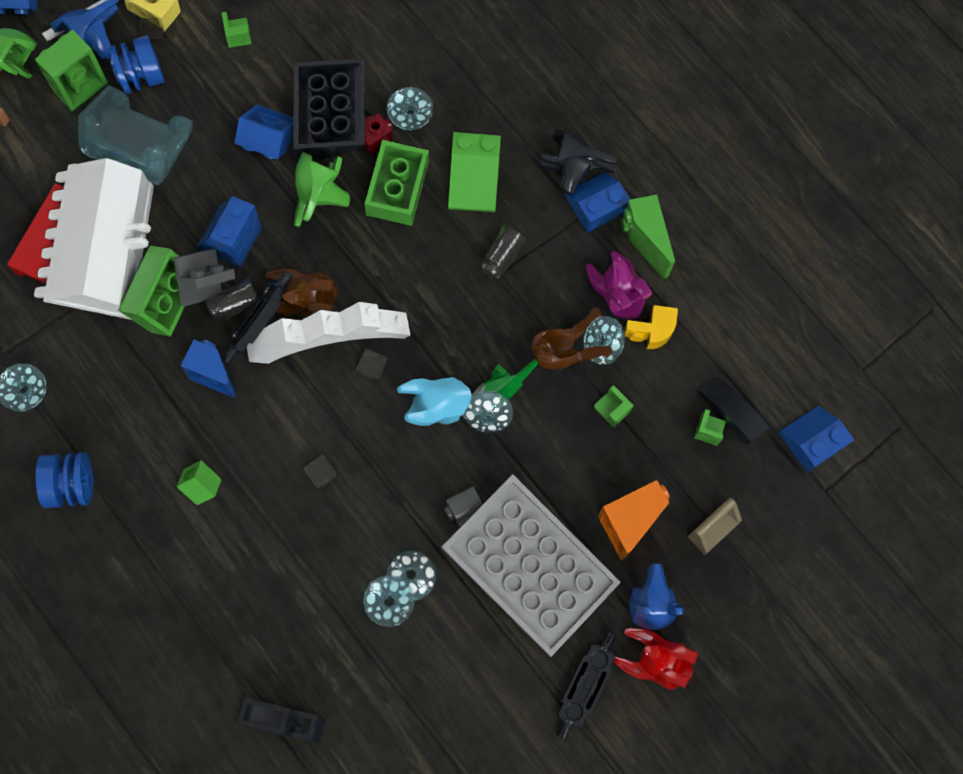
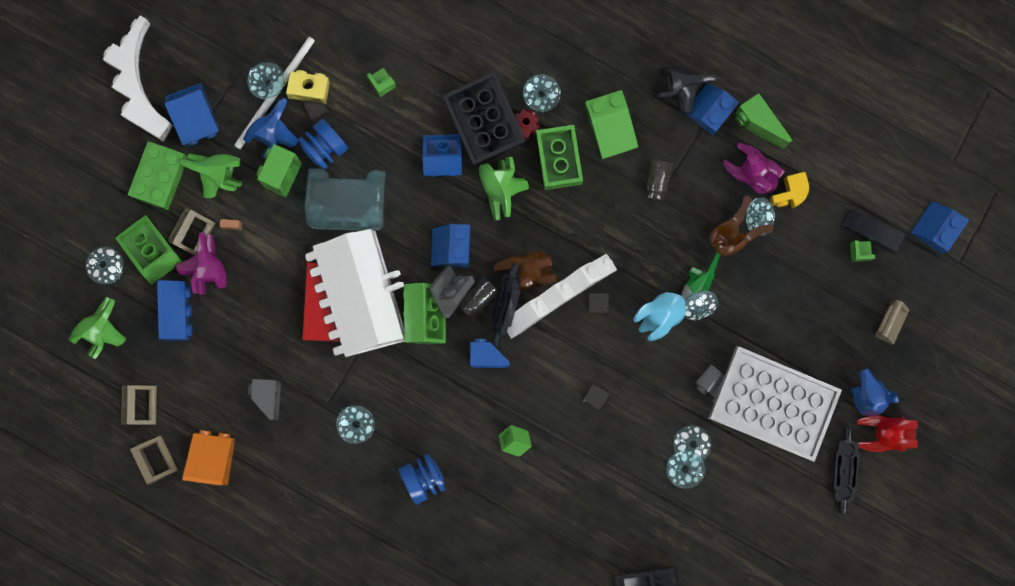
camera: 20 degrees left, 10 degrees up
(613, 406) = (786, 263): bright green panel -> none
(632, 516) = (834, 341): orange slope -> none

